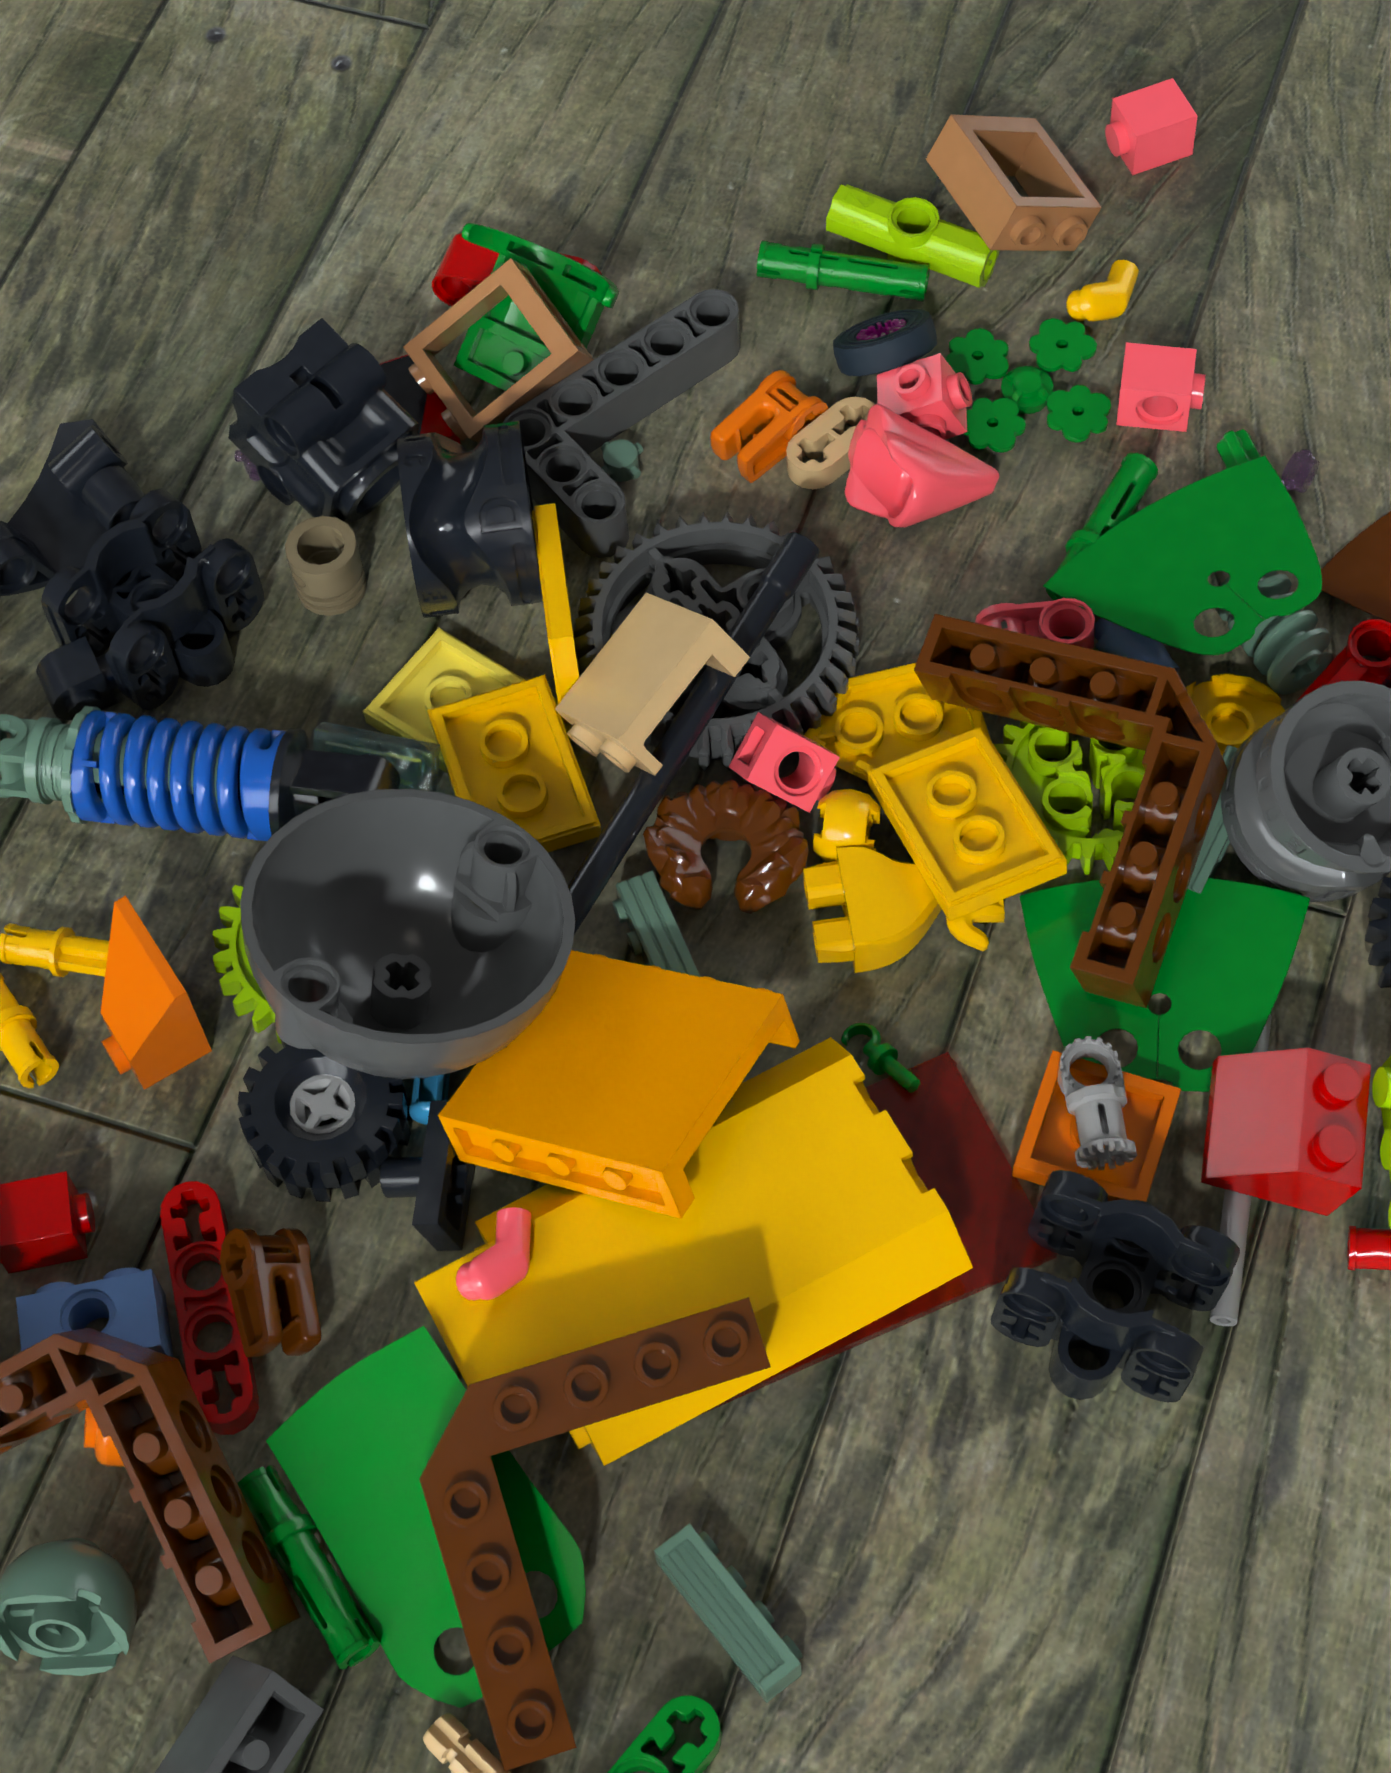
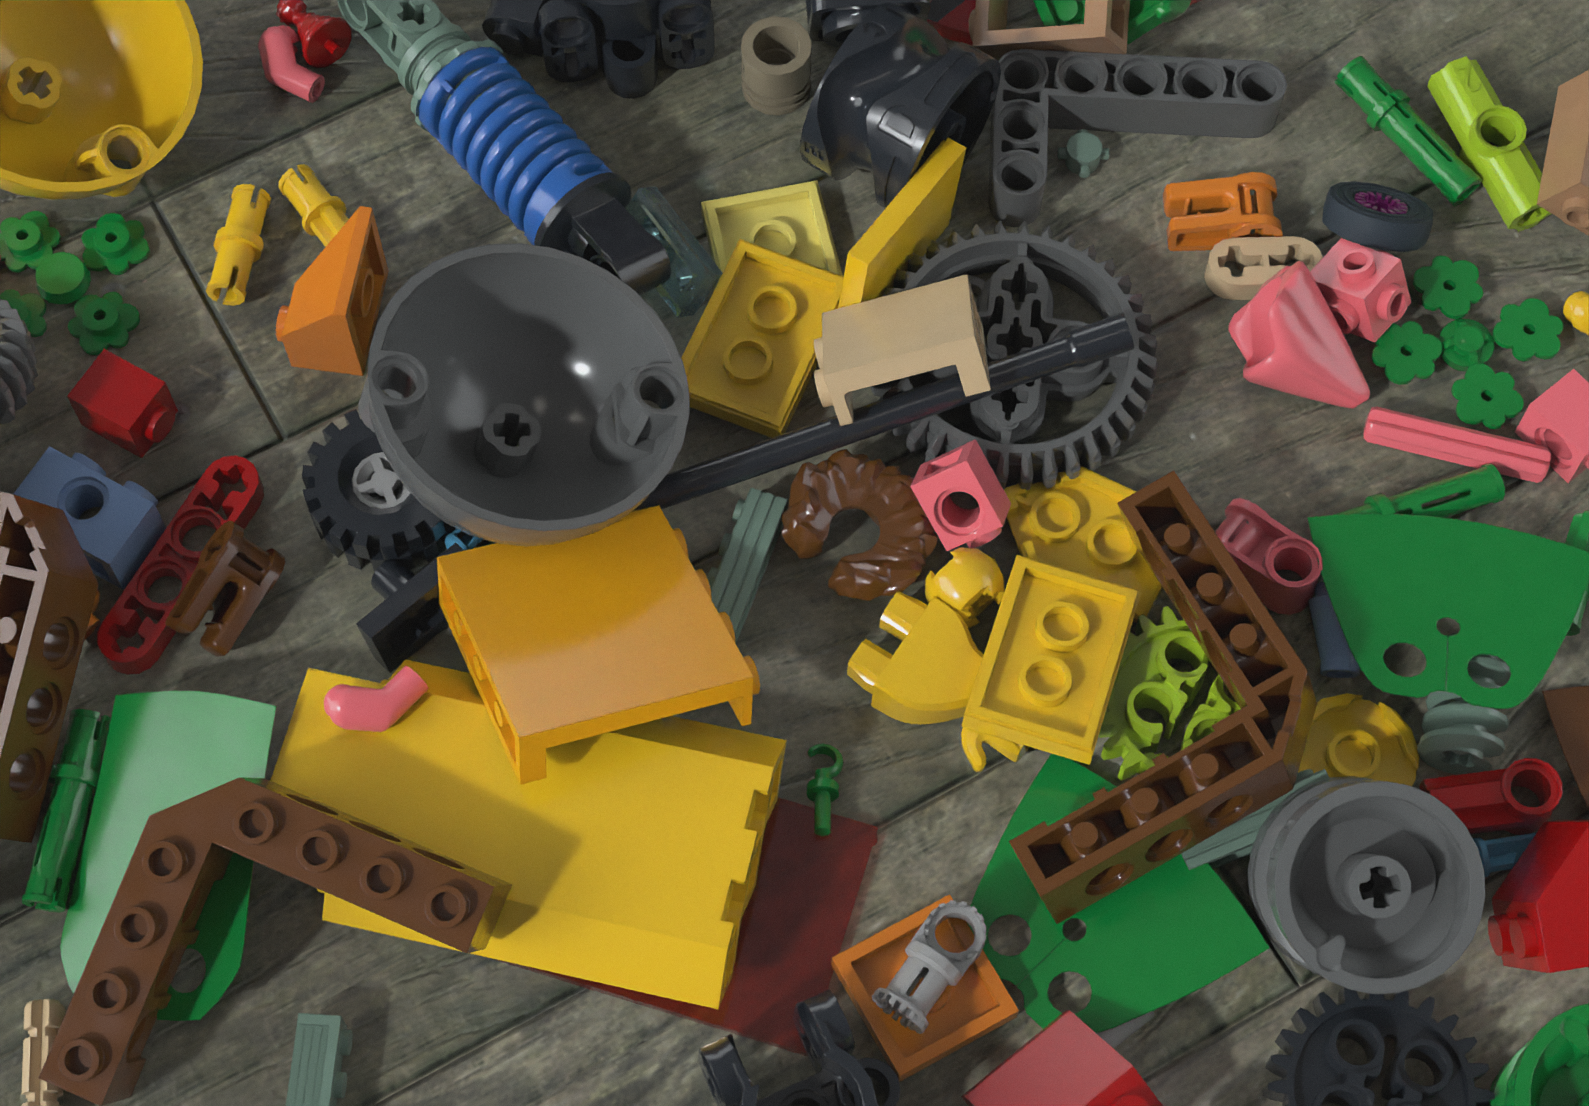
camera: 35 degrees right, 5 degrees up
(1087, 461) = (1456, 444): none -> coral axle

